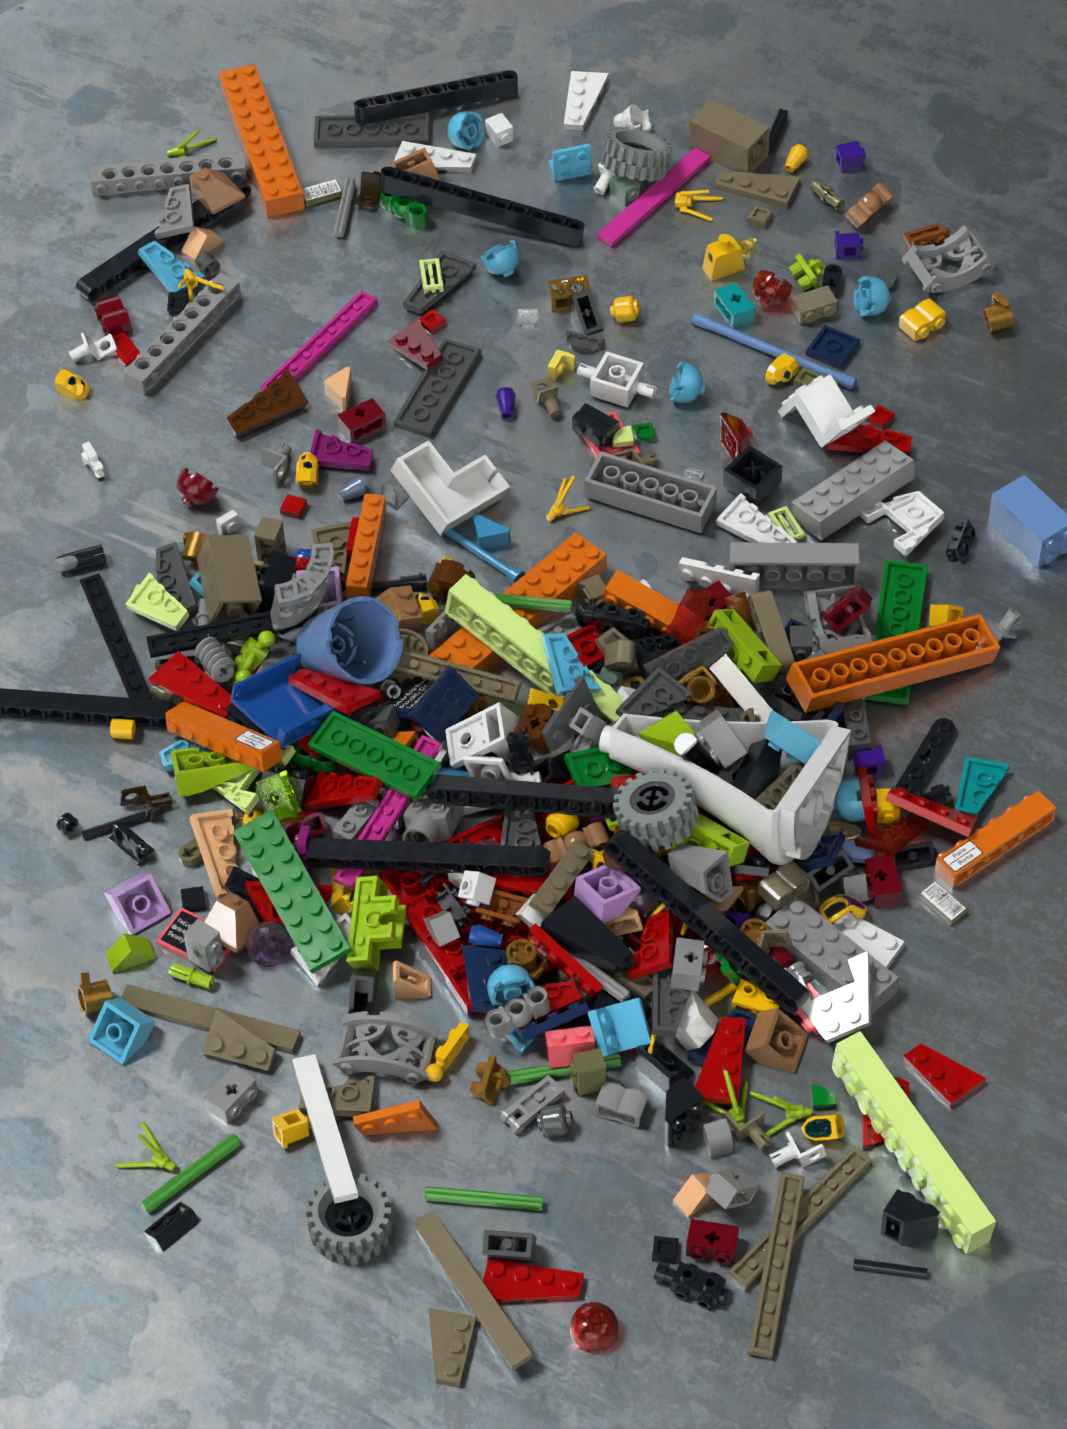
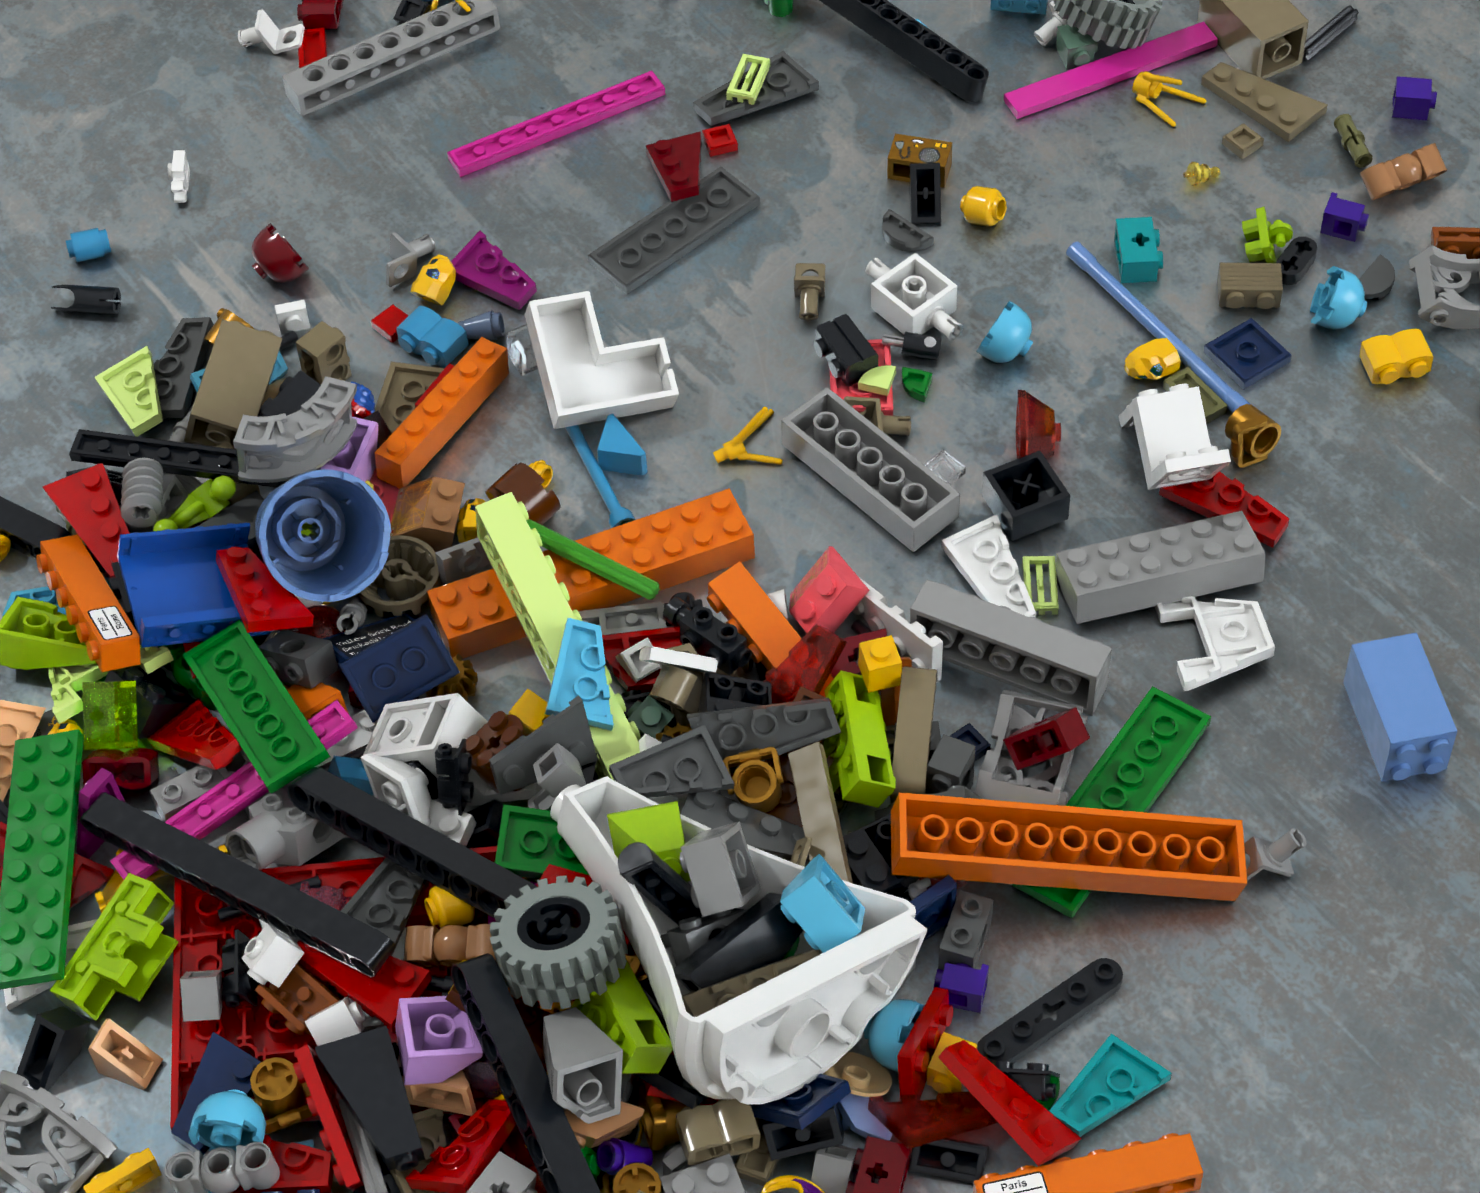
camera: 25 degrees right, 0 degrees up
(60, 523) = (88, 244): none -> dark azure brick
(71, 385) = (217, 72): yellow rock -> none
(115, 637) = (61, 416): black tile -> none
(275, 401) = (450, 178): reddish brown wing -> none
(326, 505) = (432, 336): none -> dark azure brick
(338, 387) = (546, 186): light nougat slope -> none
(361, 420) = (546, 239): dark red brick -> none
(414, 580) = (471, 477): black pin -> none
(482, 682) = (462, 644): dark tan tile -> none
(484, 936) = (250, 1032): blue cone -> none
(502, 259) = (853, 87): medium azure cylinder -> none
(506, 399) = (751, 276): dark purple cone -> none
(527, 318) = (847, 176): clear tile -> none
(559, 362) = (848, 249): light yellow bracket -> none
(561, 878) = (382, 993): dark tan plate -> none
(583, 649) = (633, 666): none -> white slope
(592, 590) = (703, 573): dark tan window -> none
(609, 637) = (678, 659): none -> white tile
(633, 408) = (915, 344): none -> black piece
(668, 572) = (826, 593): none -> coral slope
(723, 258) = (1154, 179): yellow torso -> none
(737, 597) = (880, 663): none -> yellow brick
(770, 290) = (1197, 245): clear red cylinder -> none
(796, 157) = (1335, 77): yellow cone -> none
(864, 392) = (1252, 432): none -> pearl gold piece
(881, 417) = (1262, 475): red tile -> none
(944, 613) = (1197, 801): yellow panel -> none
(961, 541) = (1288, 696): black hinge -> none

